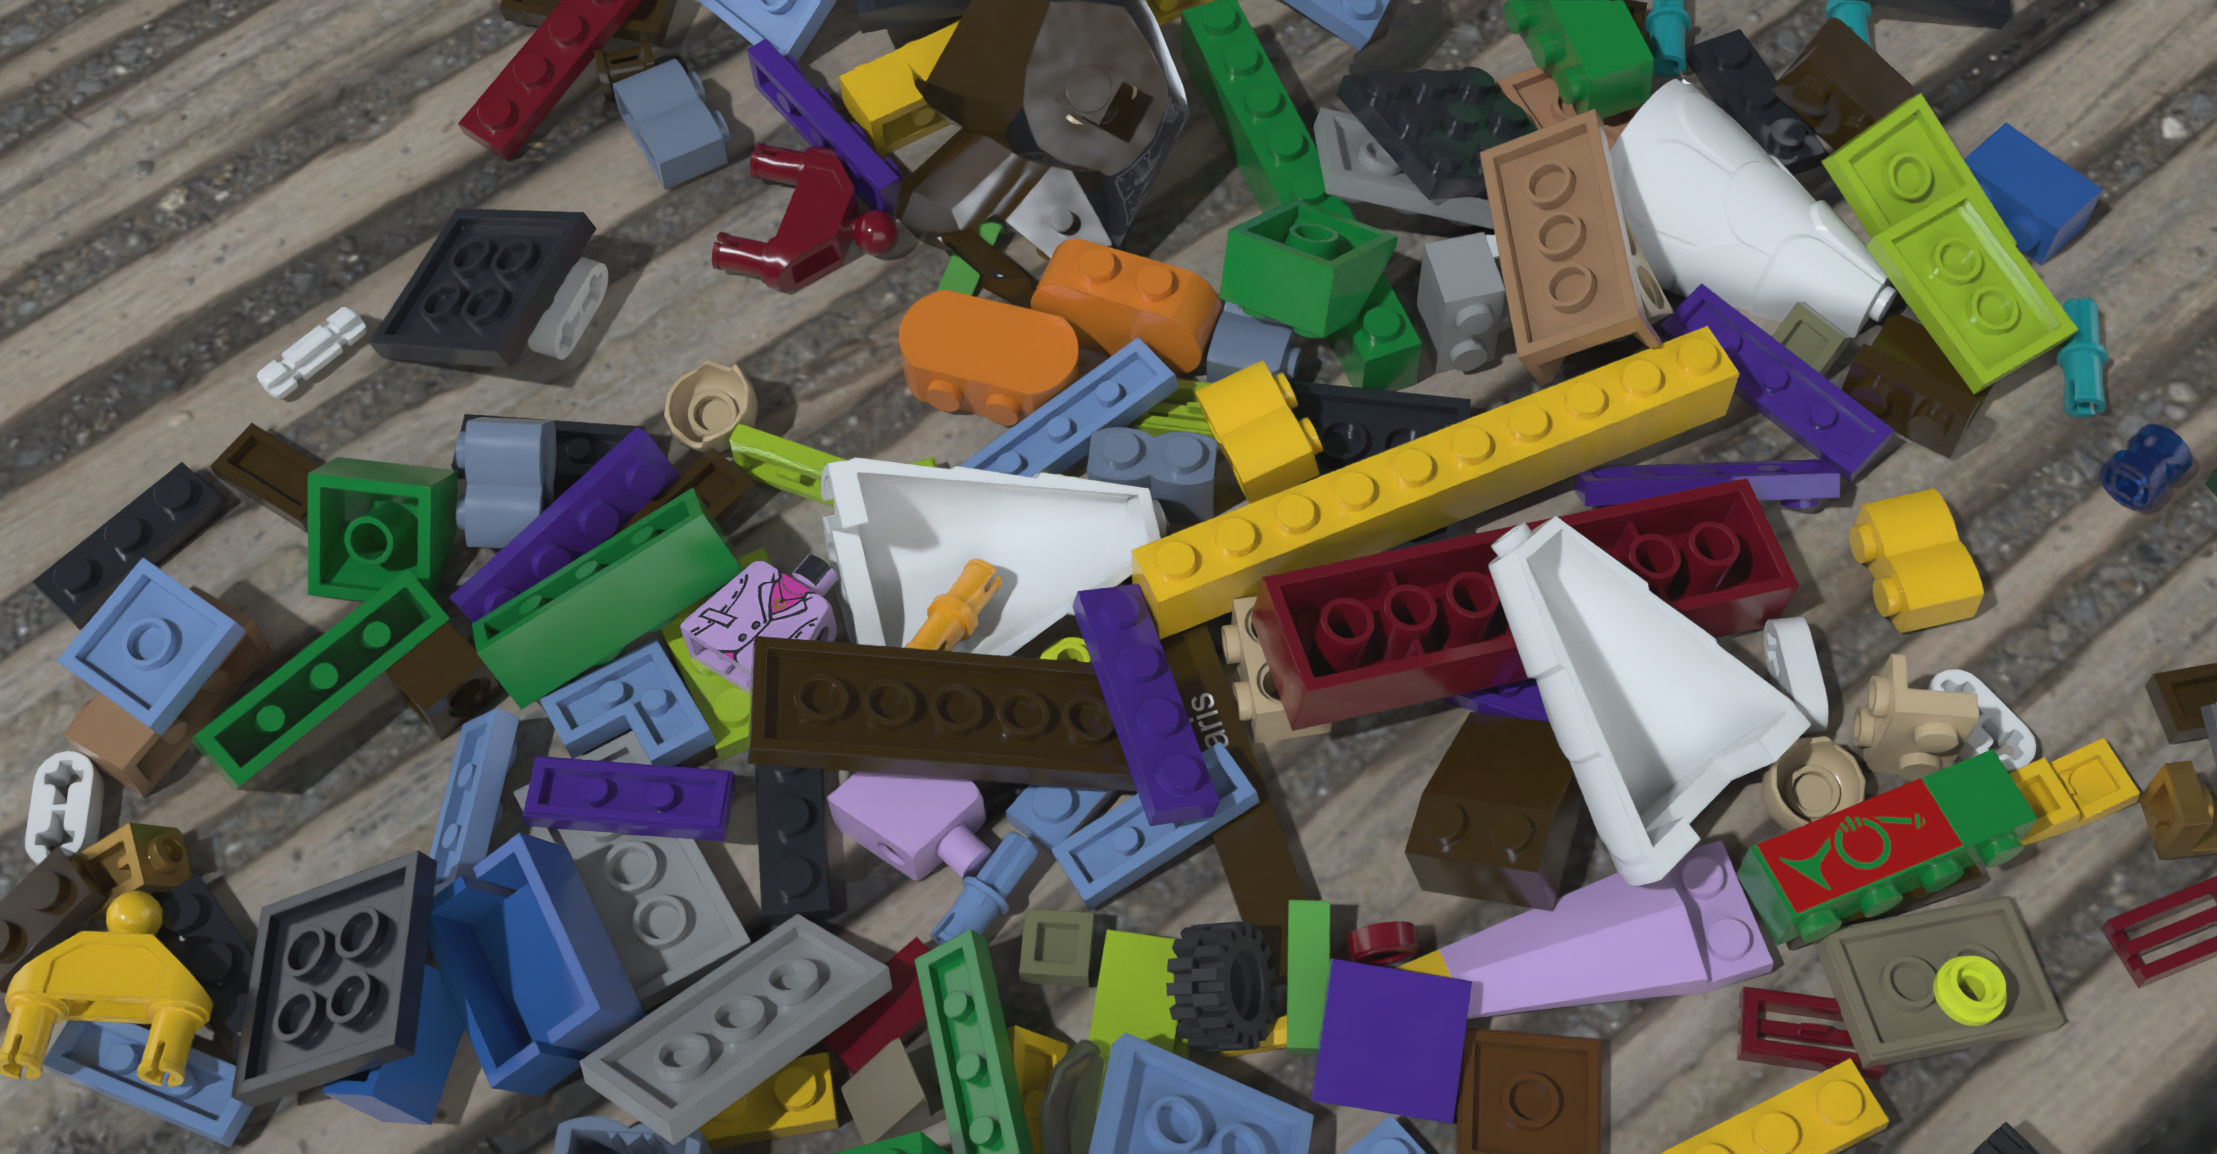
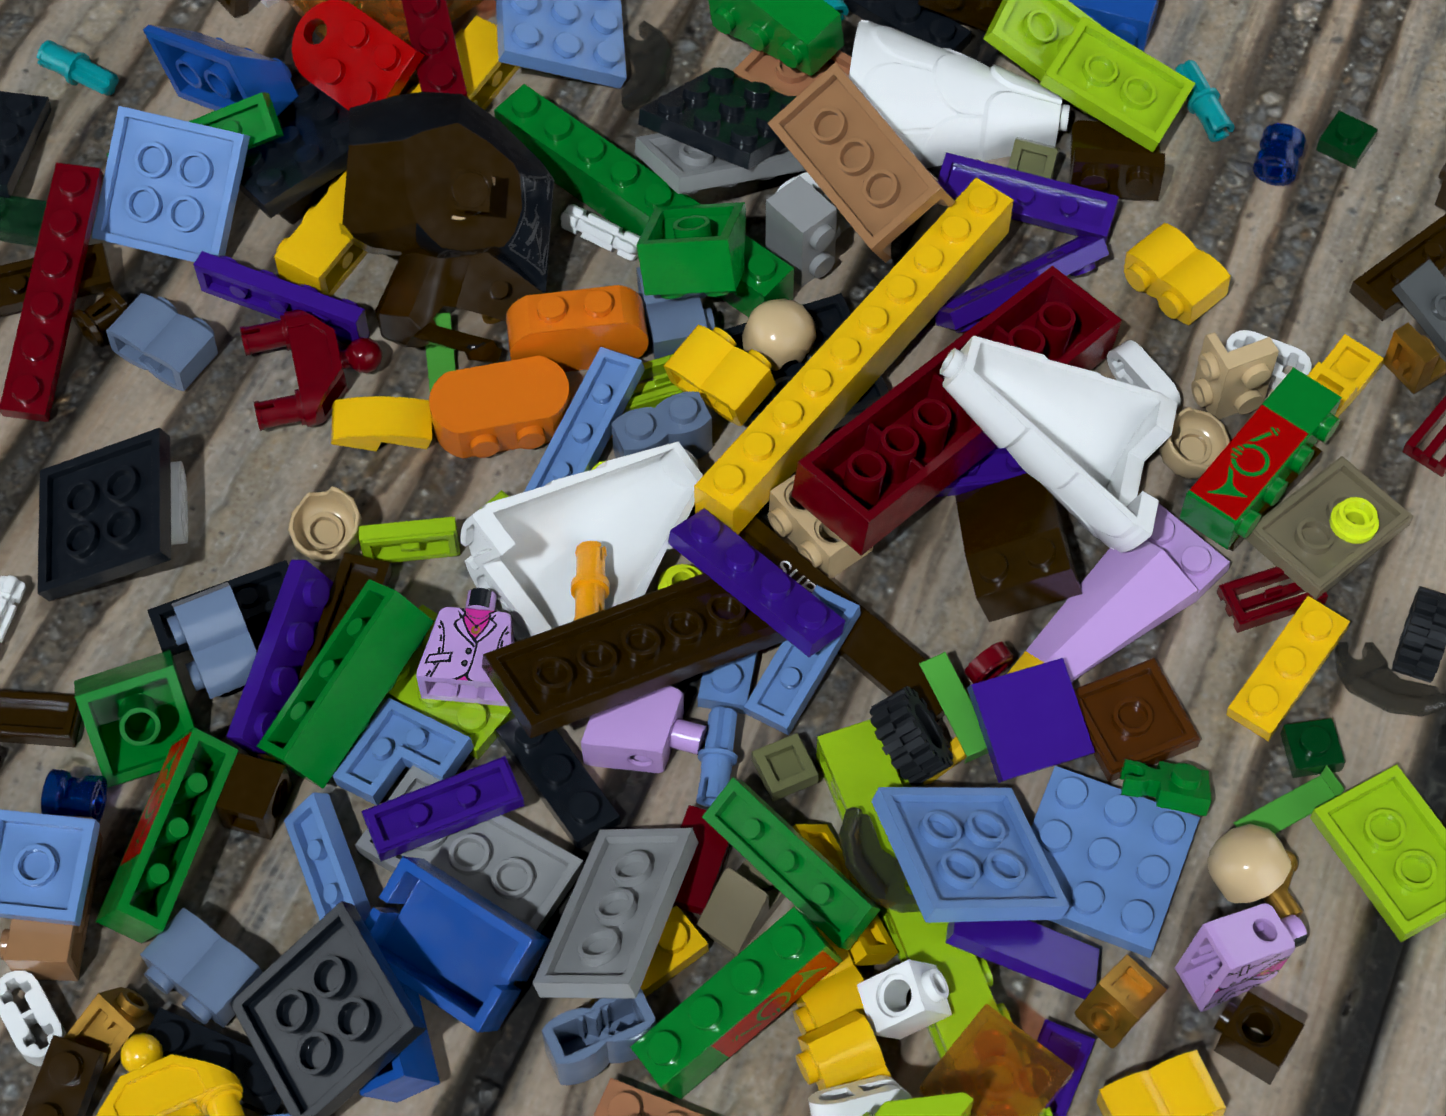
camera: 30 degrees left, 0 degrees up
(254, 582) = (74, 796): none -> clear blue wheel
(262, 846) = (199, 967): none -> sand blue brick
(847, 313) = (378, 419): none -> yellow slope
(1226, 196) = (600, 231): none -> white axle
(1361, 413) = (780, 331): none -> tan hair

